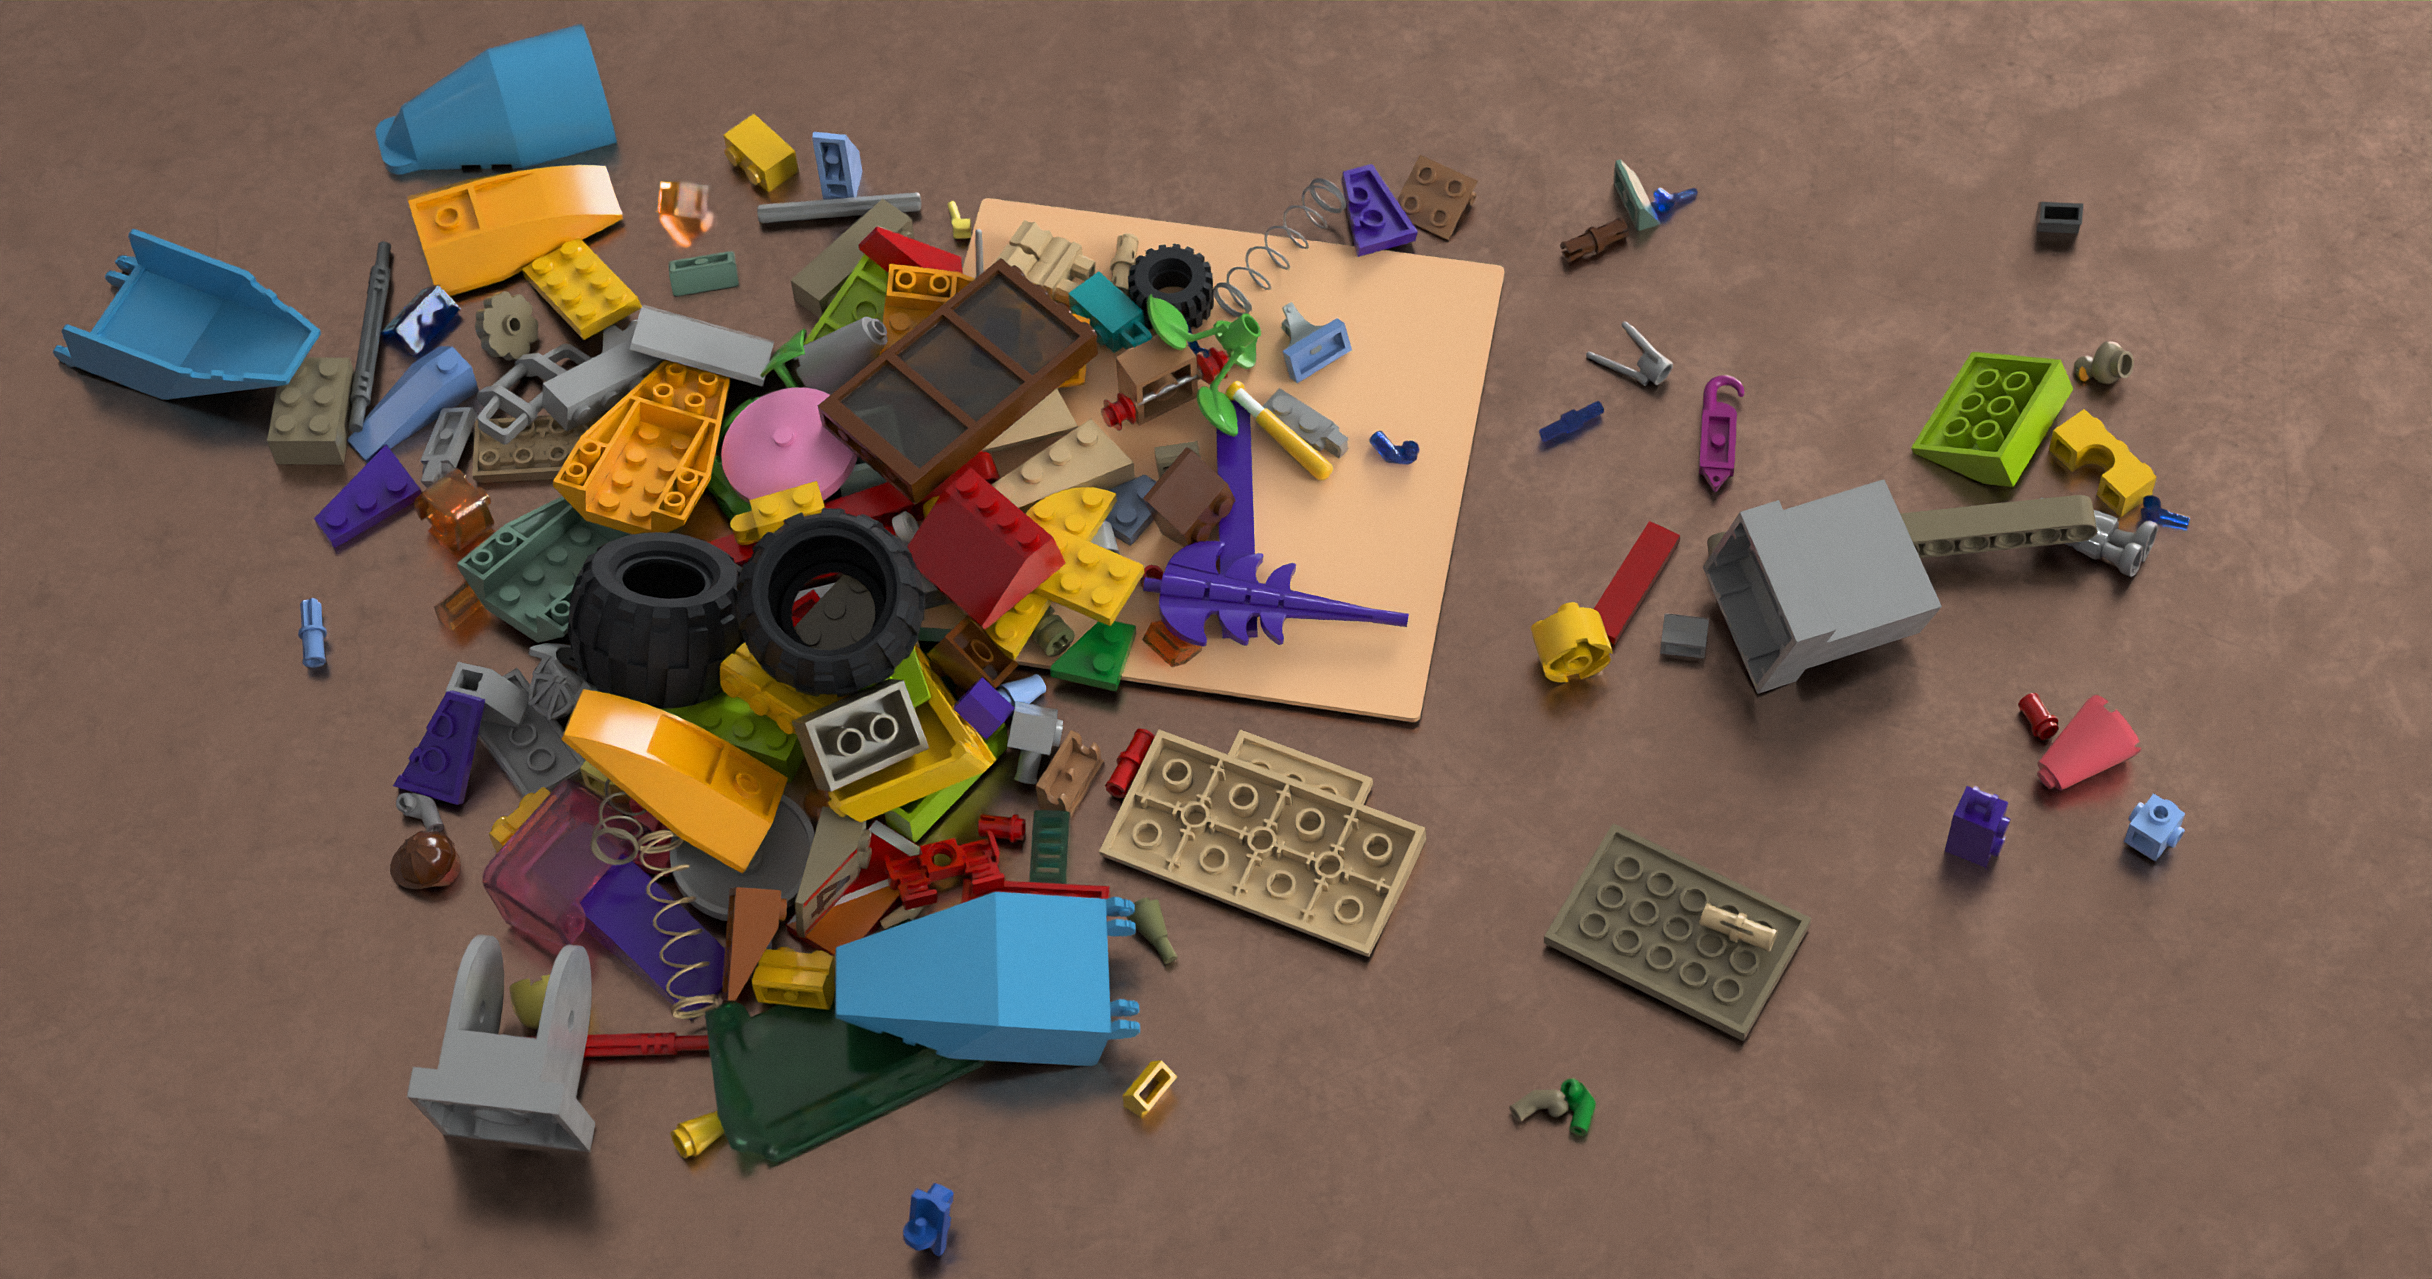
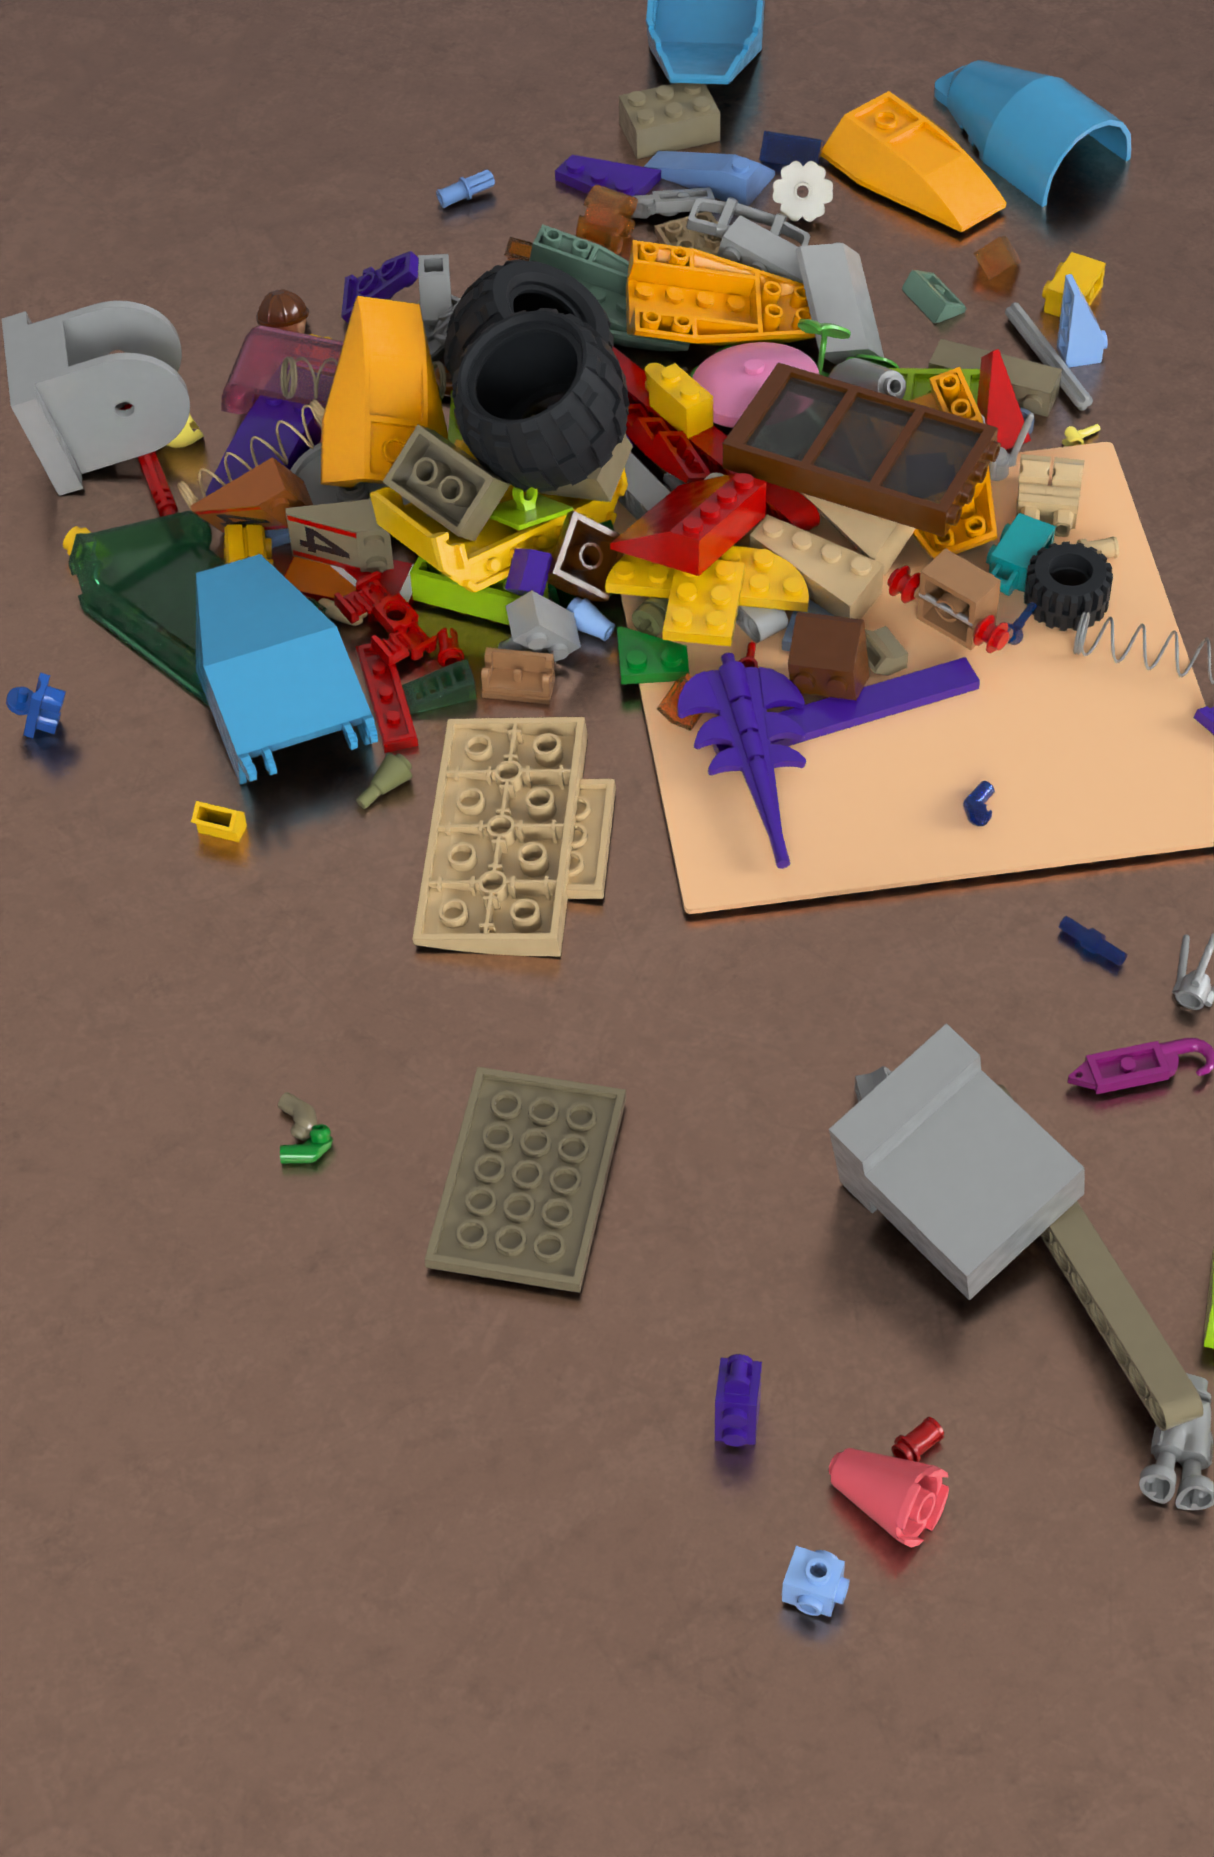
camera: 70 degrees right, 5 degrees down
(370, 336) = (756, 128): dark grey axle -> none
(422, 808) = (331, 300): light grey arm -> none
(581, 288) = (867, 222): yellow plate -> none
(1129, 763) = (528, 710): red pin -> none
(1237, 339) = (1034, 654): bright green plant -> none
(1287, 438) = (949, 716): yellow piece -> none
(1307, 423) = (975, 729): light grey hinge -> none
(1311, 345) = (1063, 707): medium blue piece -> none
(1572, 643) = (813, 997): yellow brick -> none
(1635, 578) = (904, 1036): red tile -> none
(1762, 936) = (537, 1218): tan pin -> none

